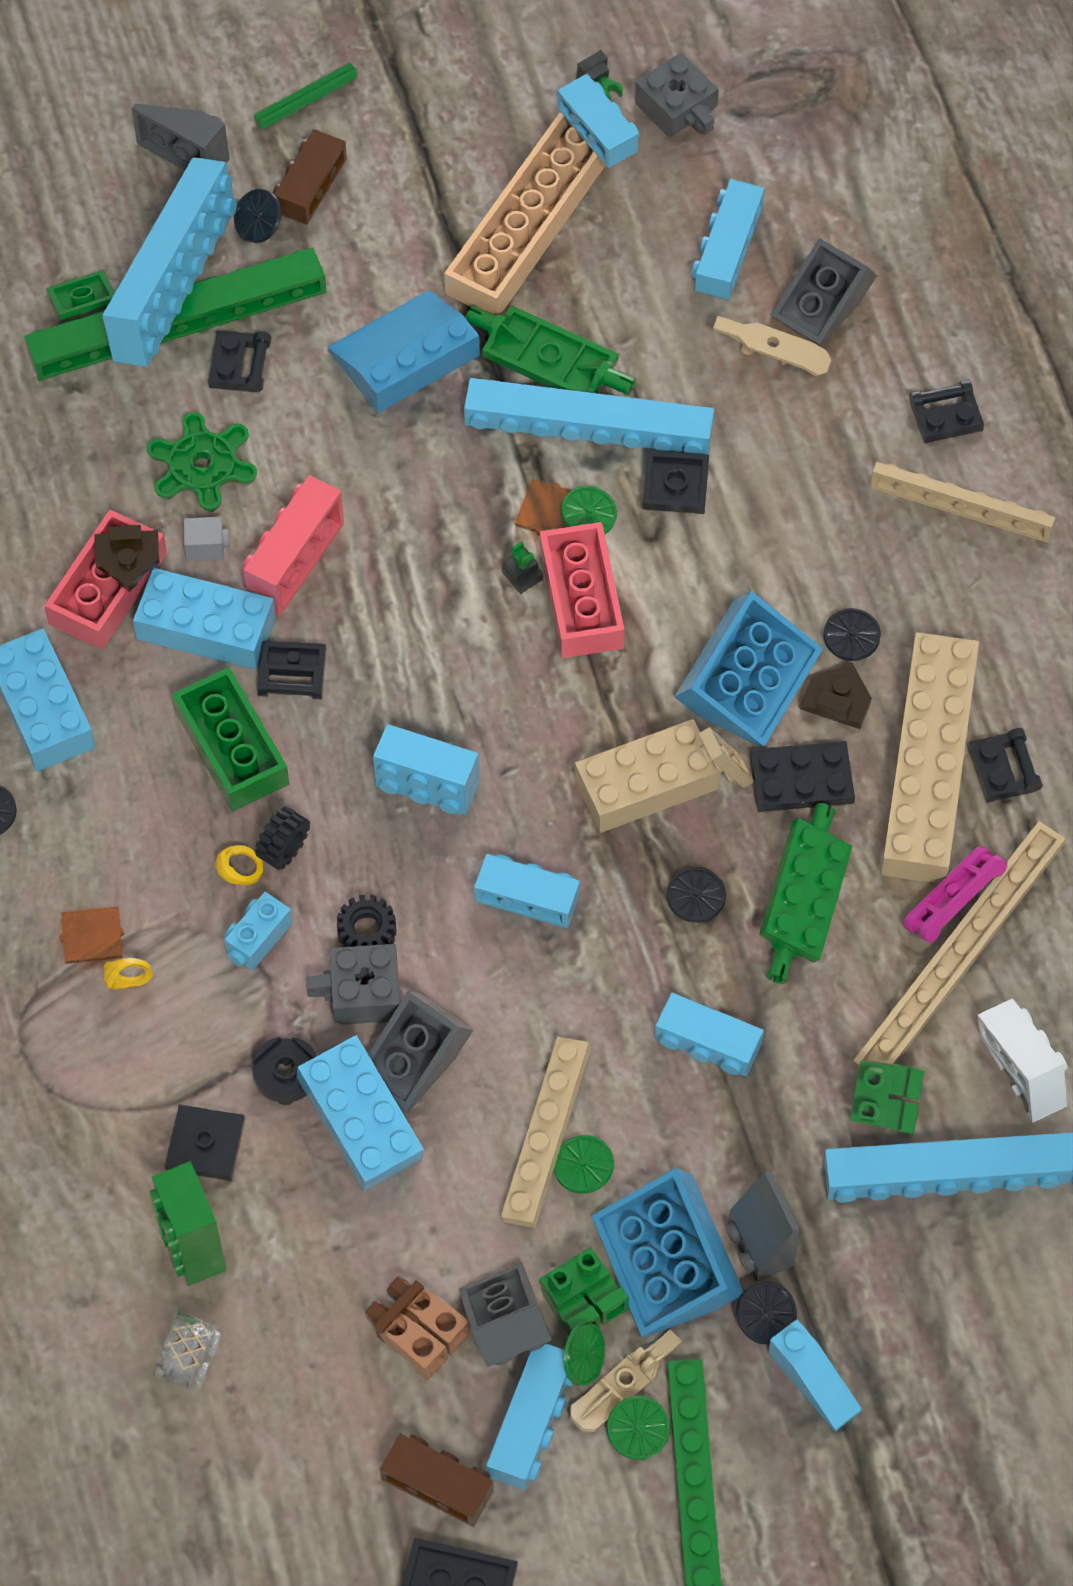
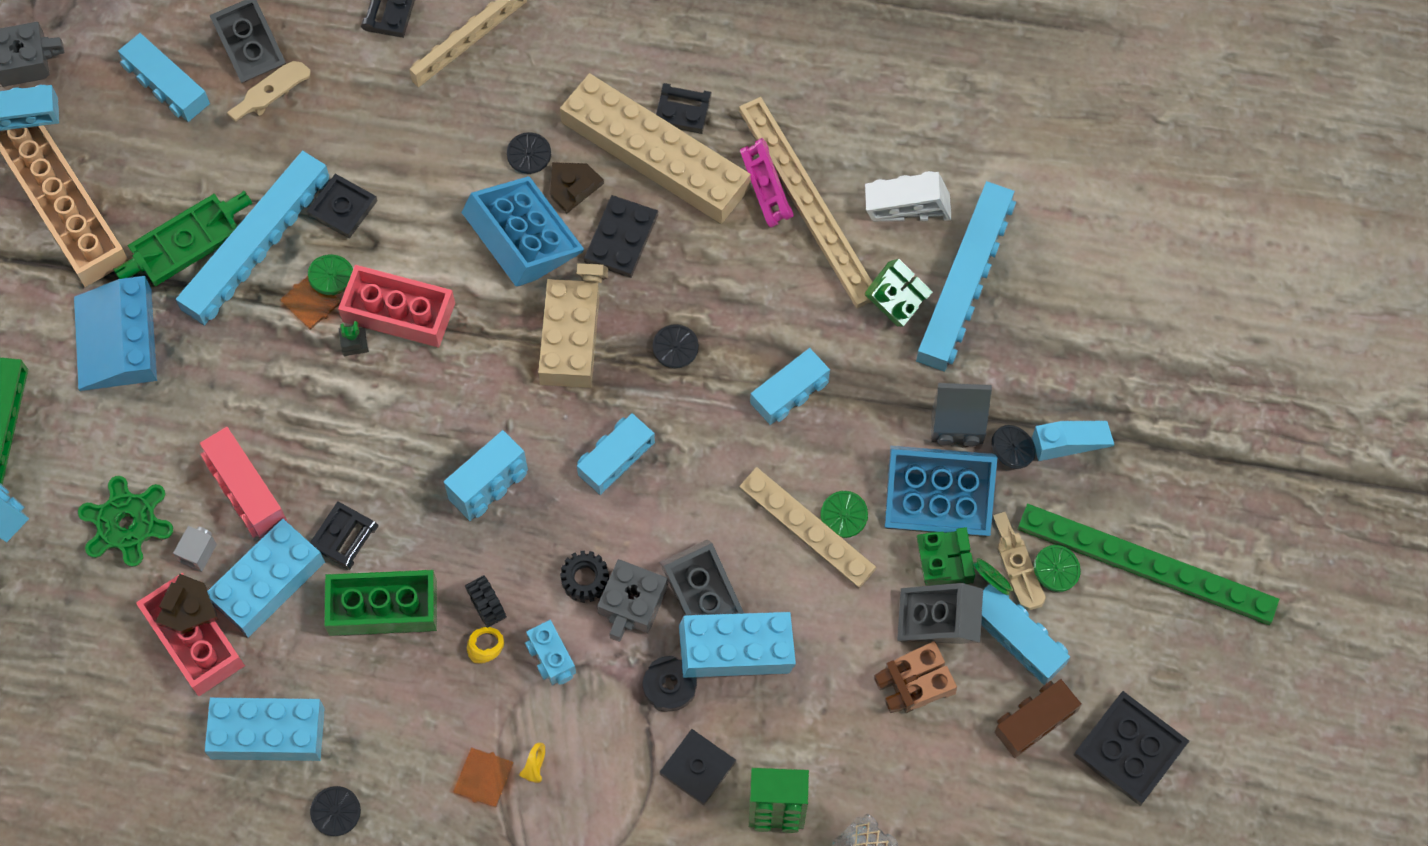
camera: 65 degrees left, 5 degrees up
(230, 358) = (45, 463): black plate -> none
(804, 892) = (715, 274): green plate -> none

